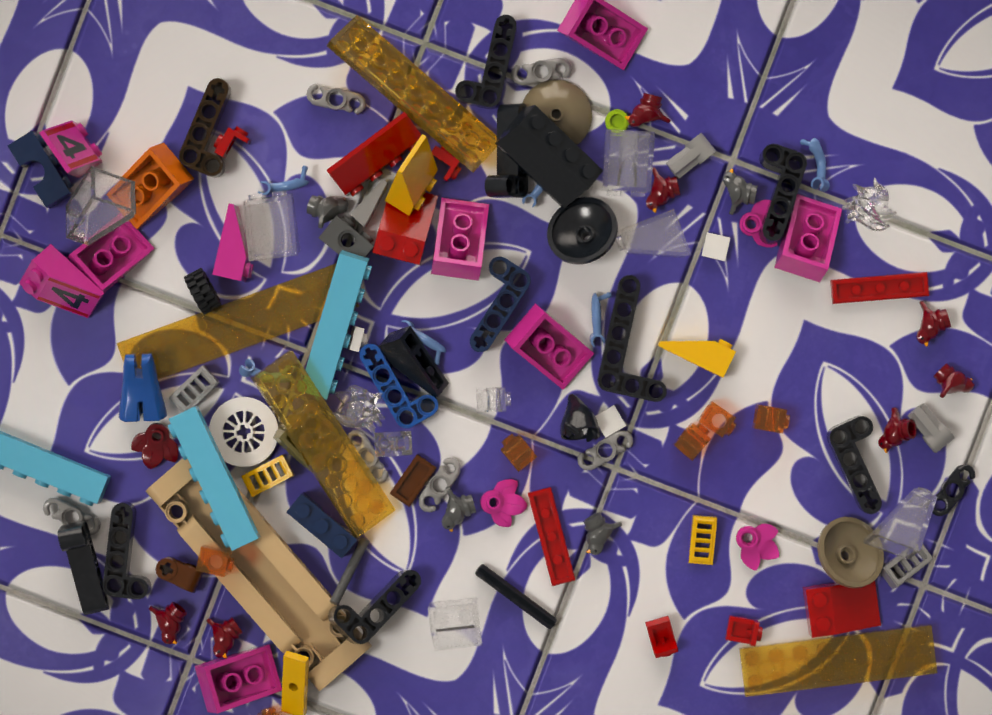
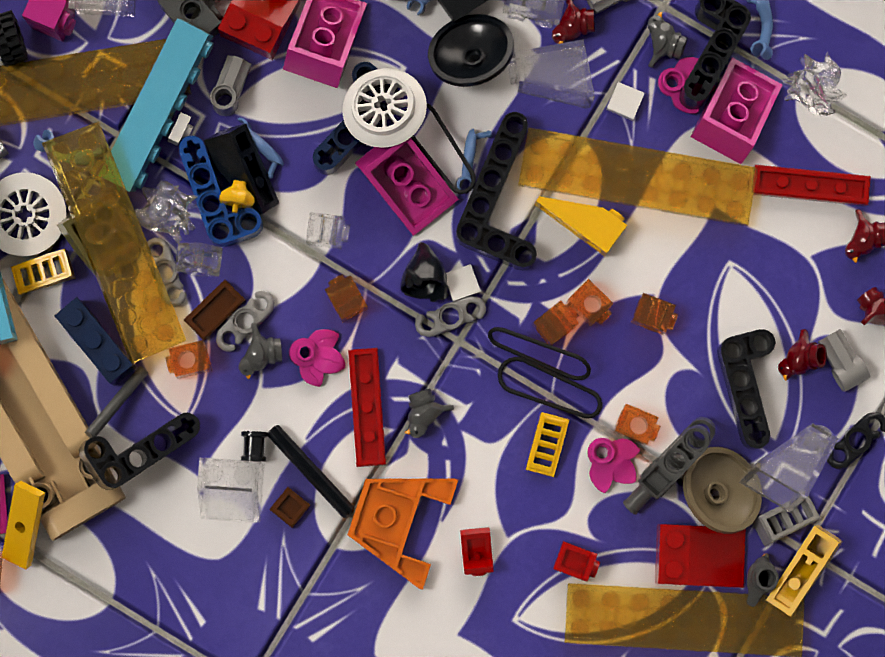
camera: 10 degrees right, 5 degrees down
(390, 292) = (230, 83): none -> light grey piece
(410, 520) = (202, 360): none -> clear orange brick
(415, 387) = (237, 196): none -> yellow piece
(466, 585) = (253, 446): none -> black bush
(504, 628) = (290, 507): none -> reddish brown tile
(527, 317) = (386, 135): none -> white piece
(579, 306) = (473, 177): none -> black piece
(584, 619) = (386, 516): none -> orange wing
(682, 473) = (543, 345): none -> black piece
(699, 482) = (556, 376): none -> black piece
(736, 308) = (638, 176): none -> clear yellow plate
(761, 511) = (623, 425): none -> clear orange brick
(803, 541) = (667, 467): none -> dark grey piece
(894, 617) = (760, 579): none -> dark grey animal
(927, 603) = (804, 570): none -> yellow slope

